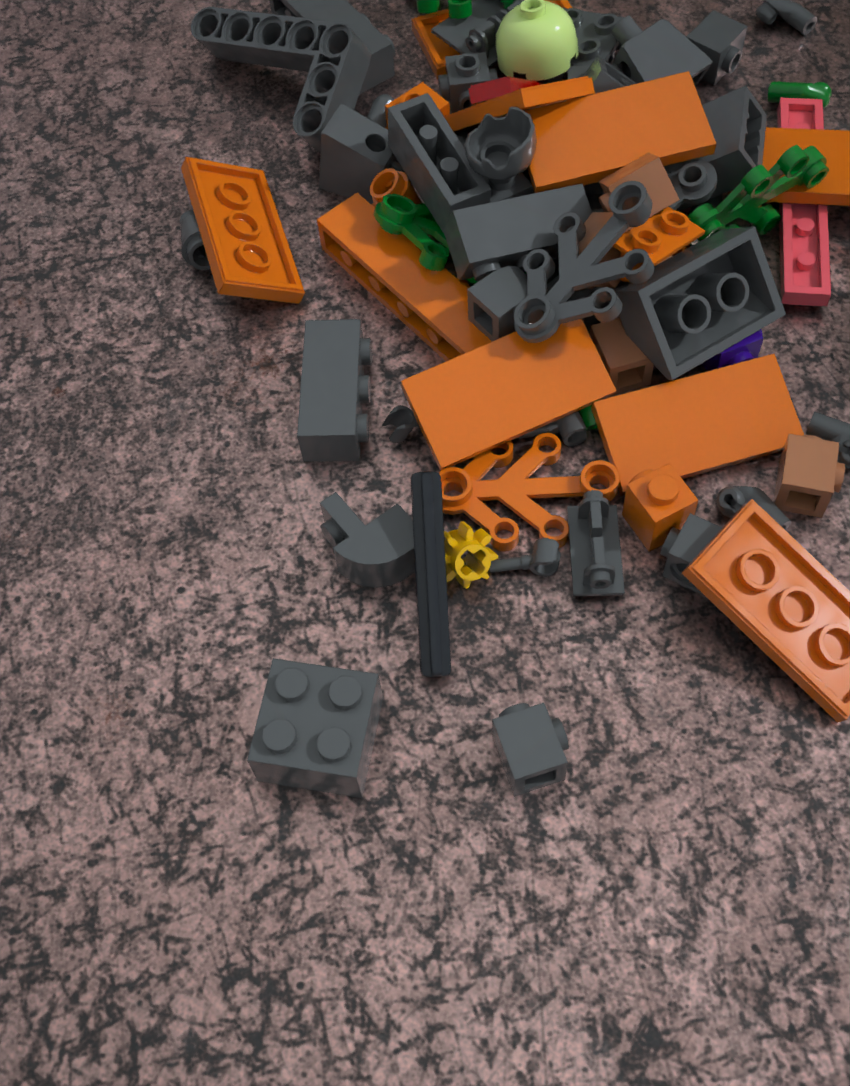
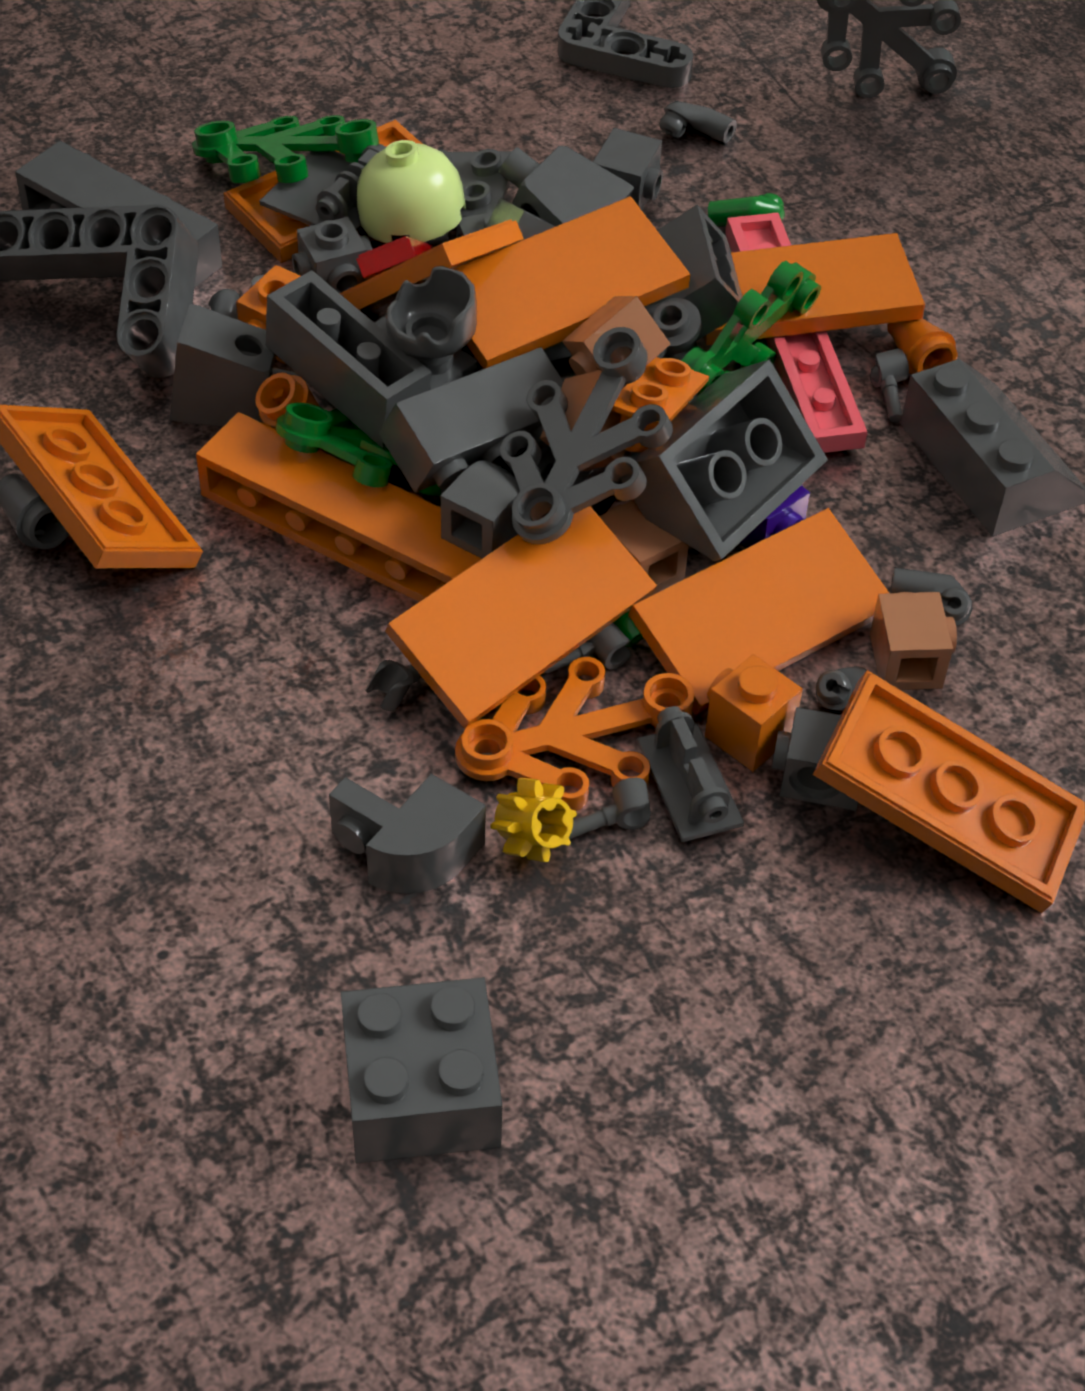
camera: 25 degrees left, 10 degrees down
(334, 391) = (290, 661): dark grey brick -> none
(430, 574) = (505, 848): black axle -> none
(530, 747) = (696, 1026): dark grey brick -> none

